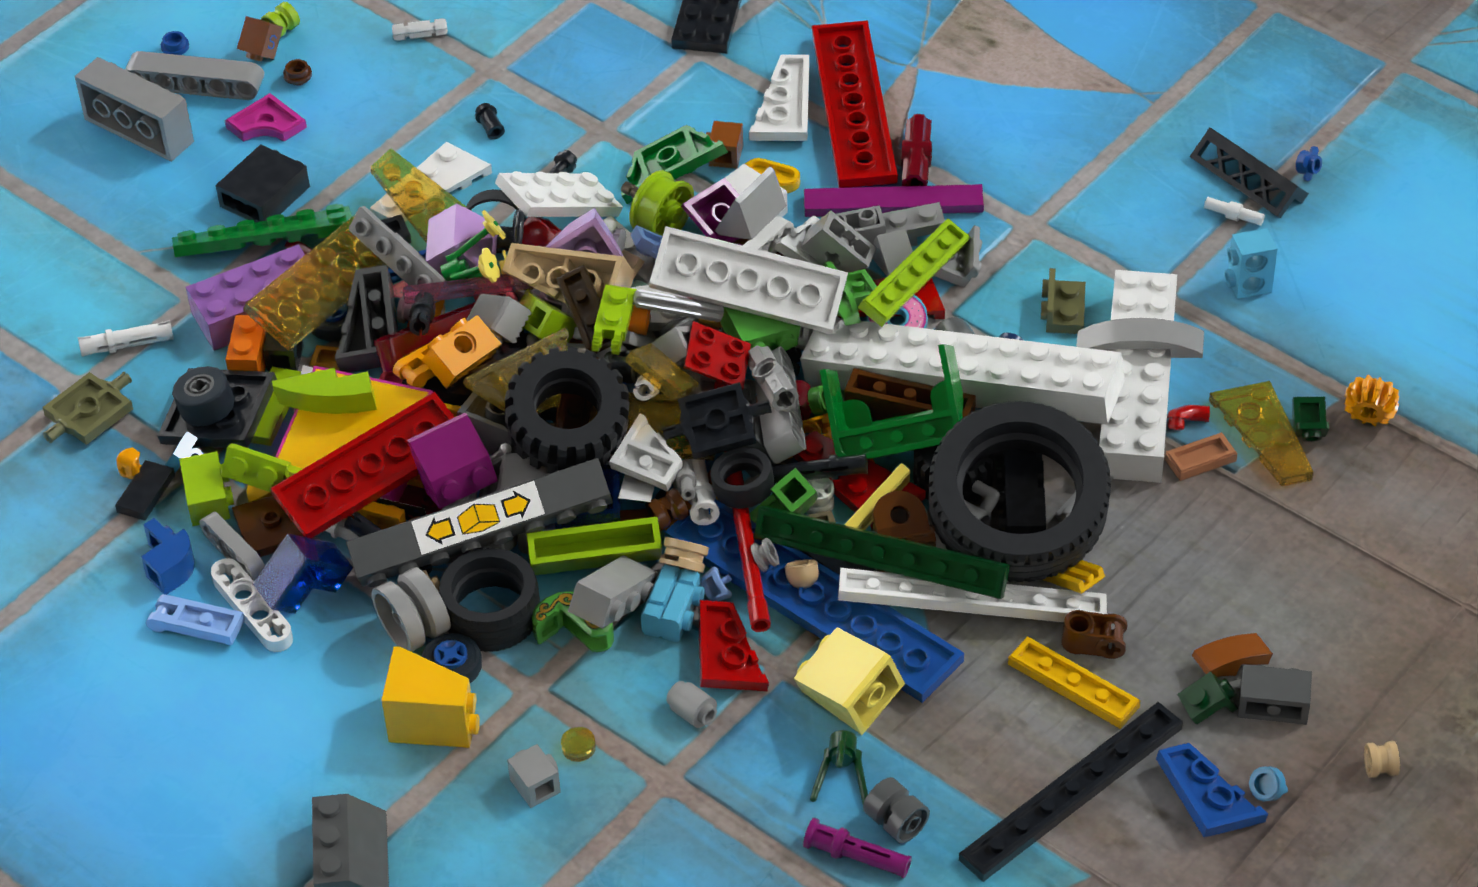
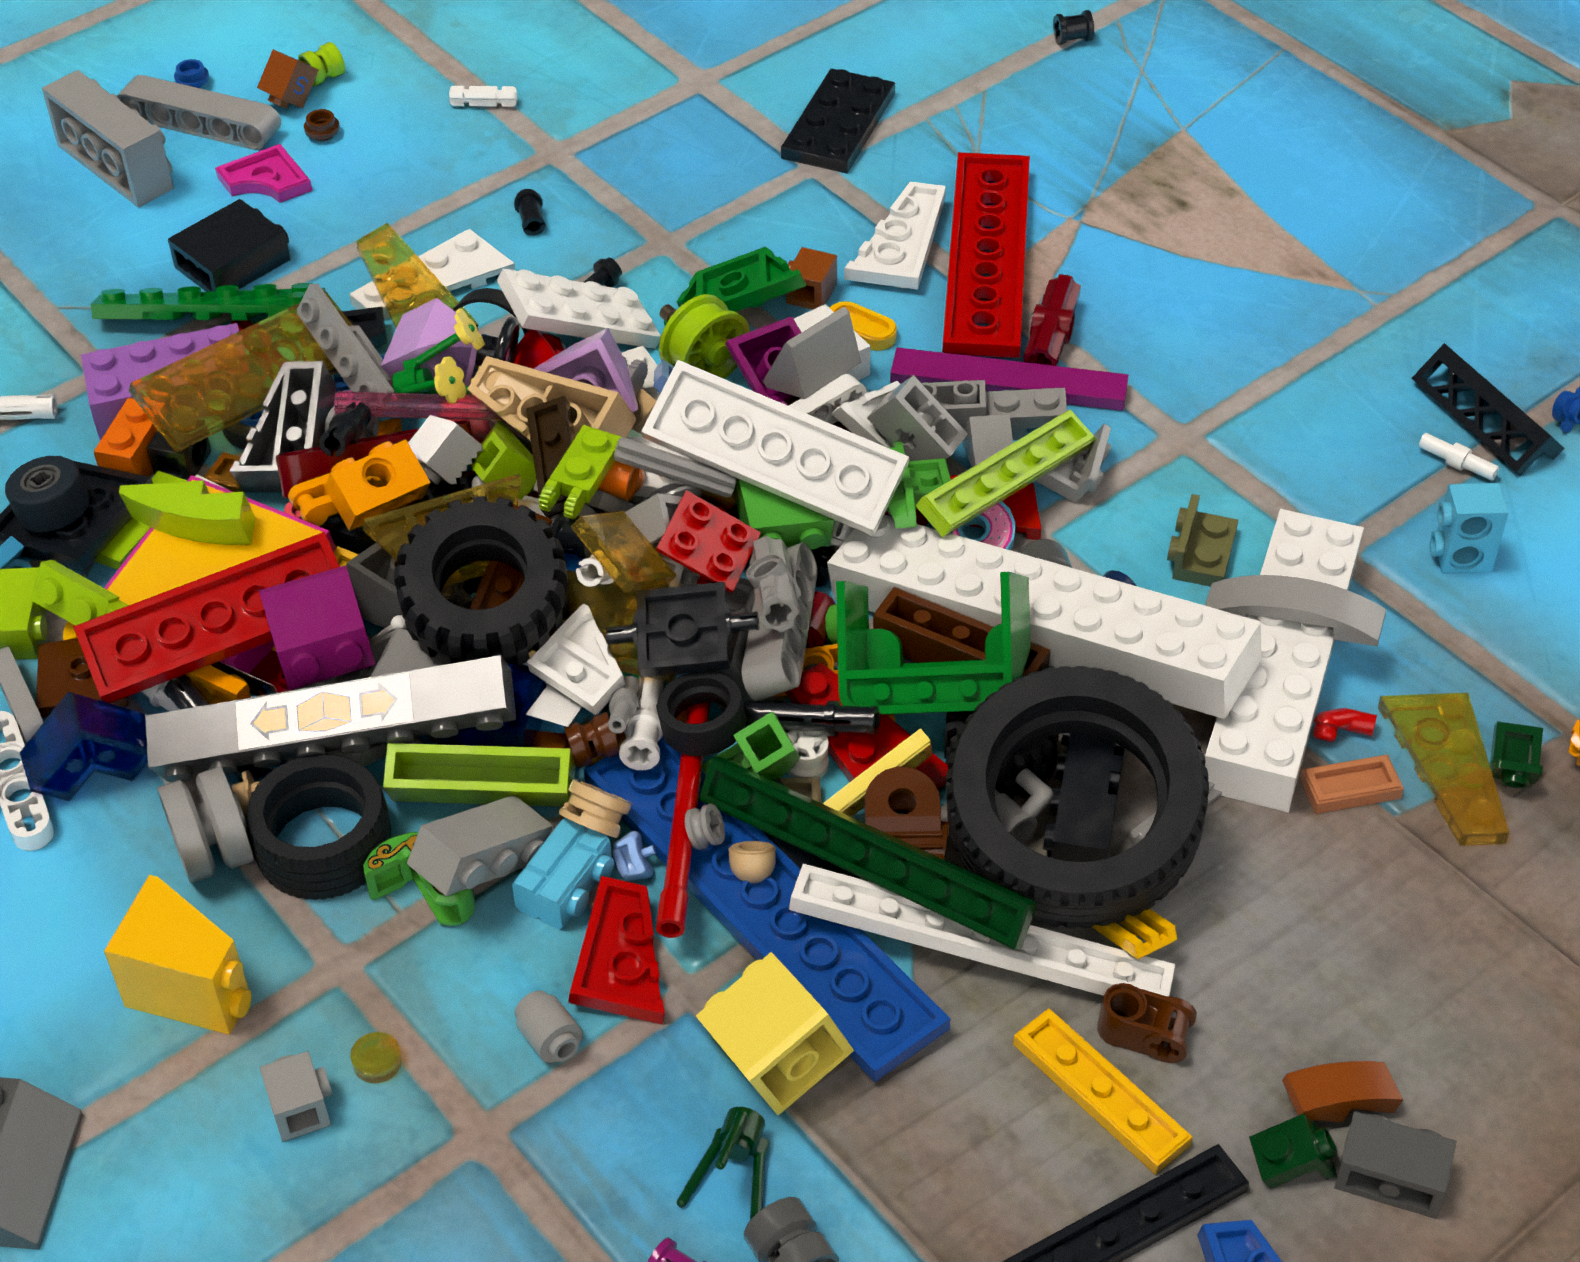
camera: 10 degrees right, 0 degrees up
(456, 654) = (254, 891): wheel -> none

